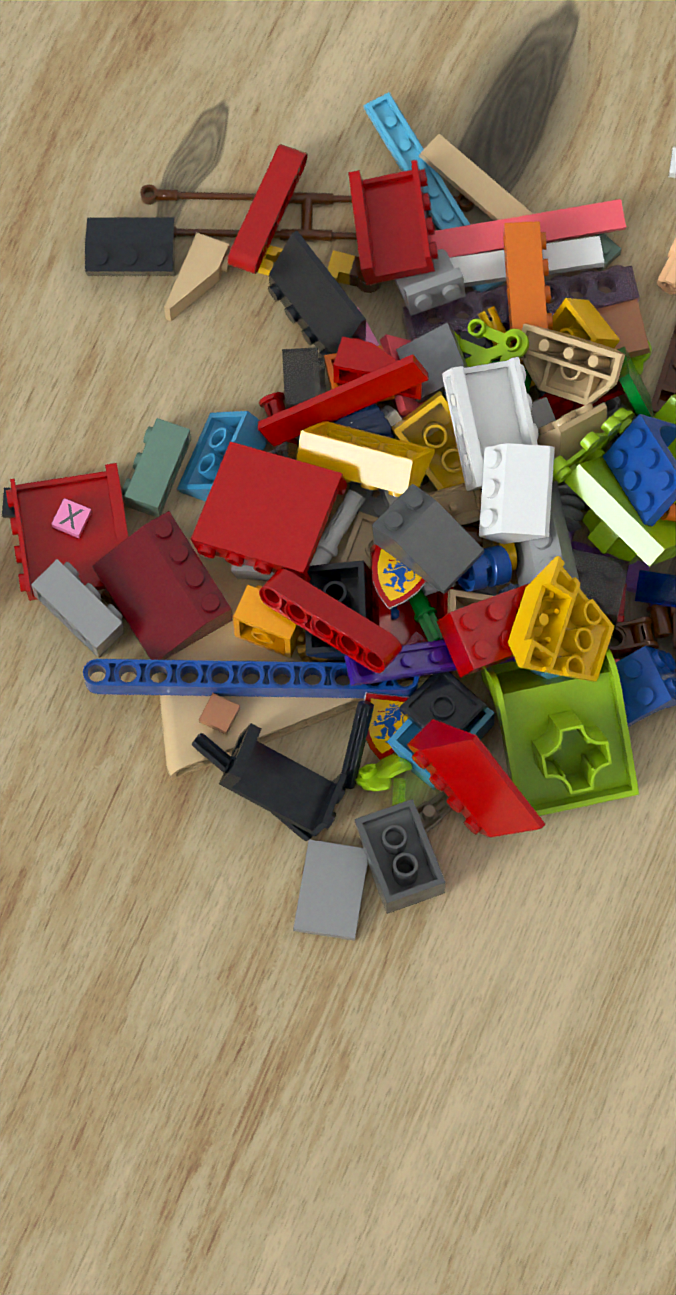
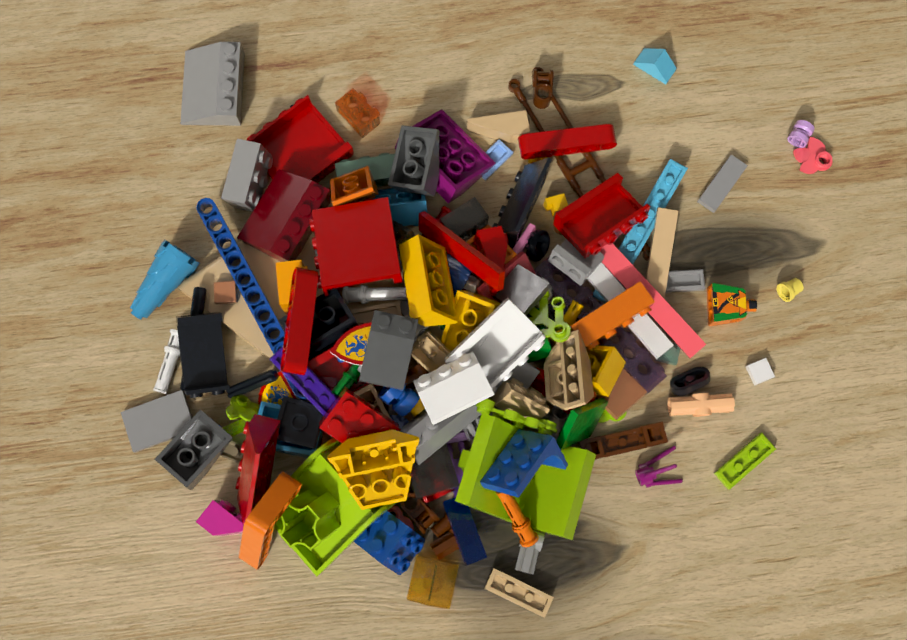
camera: 55 degrees right, 5 degrees up
(69, 443) = (354, 114): none -> clear orange brick
(71, 518) = (307, 143): bright pink tile -> none
(130, 246) = (495, 79): black slope -> none
(147, 780) = (163, 277): none -> dark azure cone
(171, 195) = (542, 85): none -> reddish brown piece
(181, 483) = (353, 187): none -> orange slope
(190, 391) = (416, 161): none -> dark grey slope
(192, 363) = (459, 157): none -> magenta slope
(225, 49) = (656, 63): none -> medium azure slope
(230, 312) = (499, 154): none -> light blue tile
(251, 824) = (171, 356): none -> white pin
(379, 317) = (538, 245): none -> black gear
(428, 67) = (722, 183): none -> light grey tile
(508, 863) = (221, 519): none -> dark pink slope
(526, 178) = (685, 281): none -> light grey tile
(554, 798) = (261, 521): none -> orange beam
(583, 150) = (727, 304): none -> torso
(606, 71) = (789, 289): none -> light yellow piece
(651, 250) = (690, 381): none -> black plate

